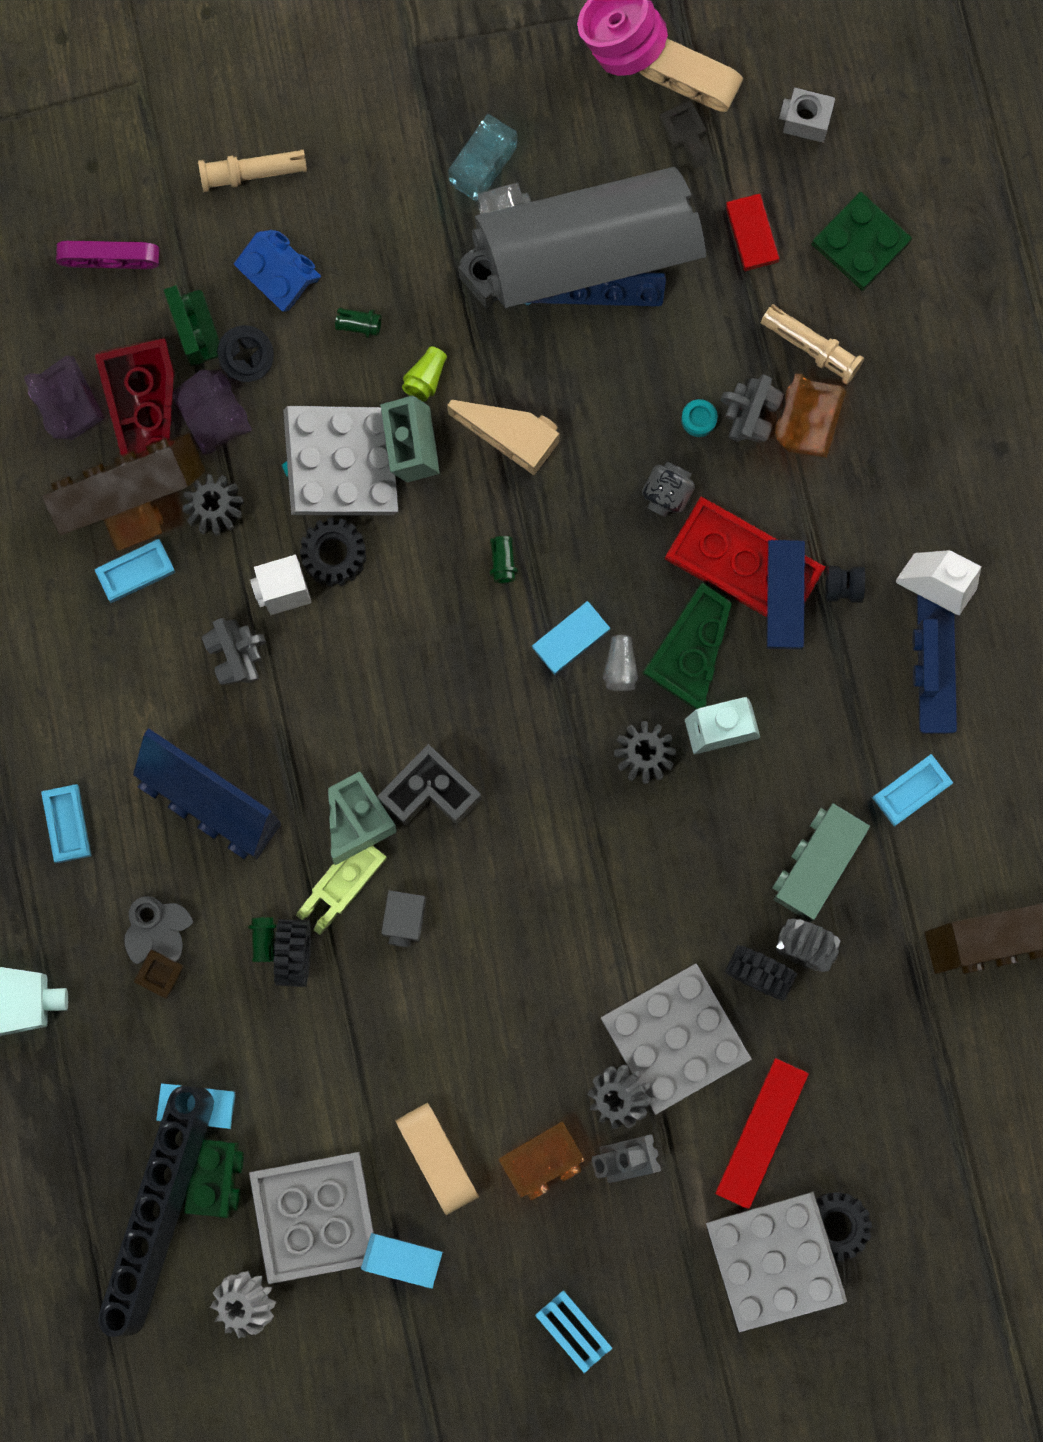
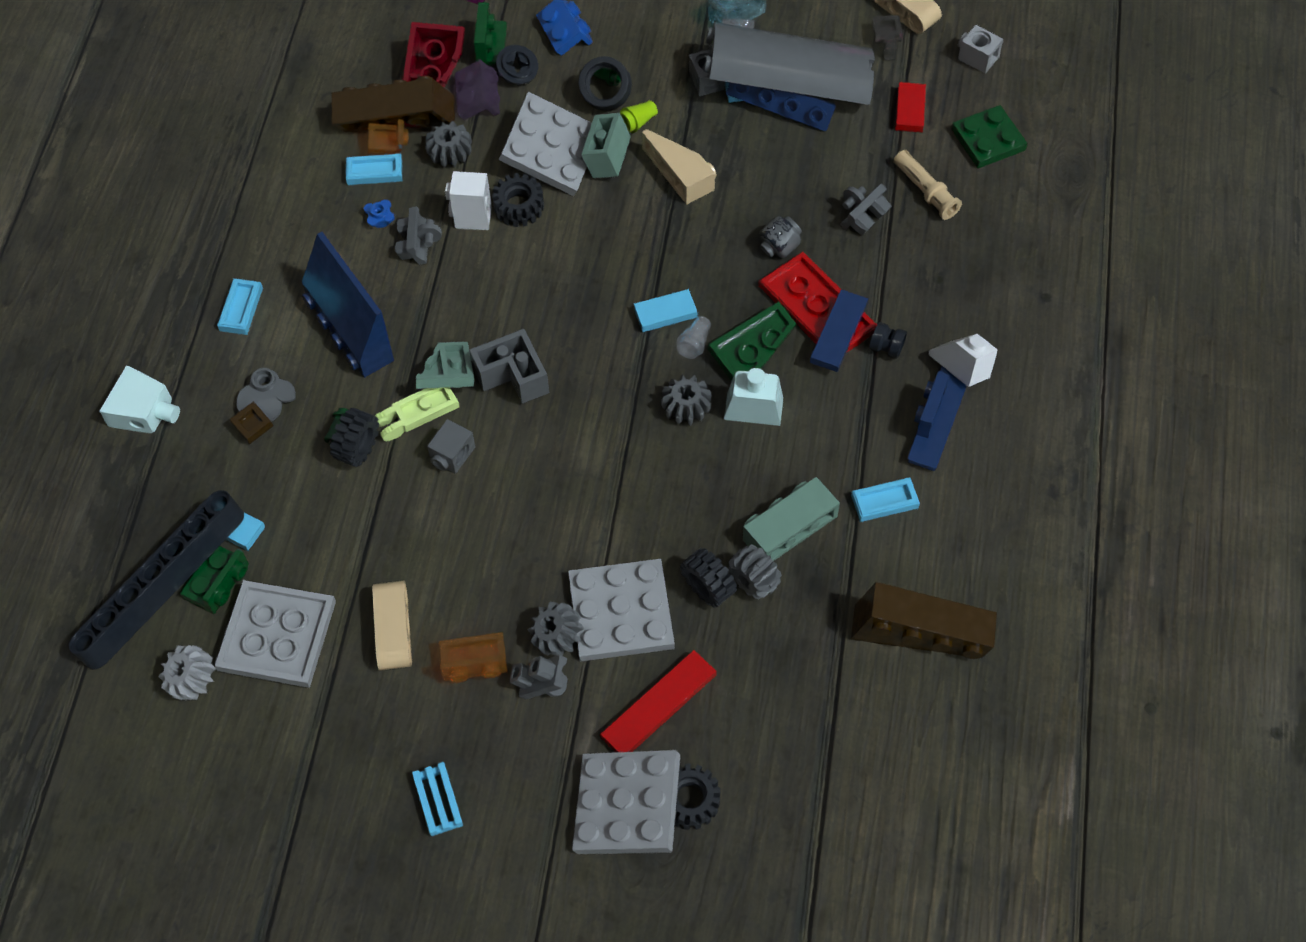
camera: 20 degrees right, 20 degrees down
(64, 399) = (379, 53): clear purple bracket -> none
(172, 644) = (378, 219): none -> blue plate
(362, 372) = (599, 63): none -> black tyre
(401, 1260) = (326, 688): medium azure tile -> none
(503, 560) = (636, 249): dark green pin -> none
(699, 418) = (823, 205): teal tile -> none
(809, 416) = (905, 225): clear orange bracket -> none

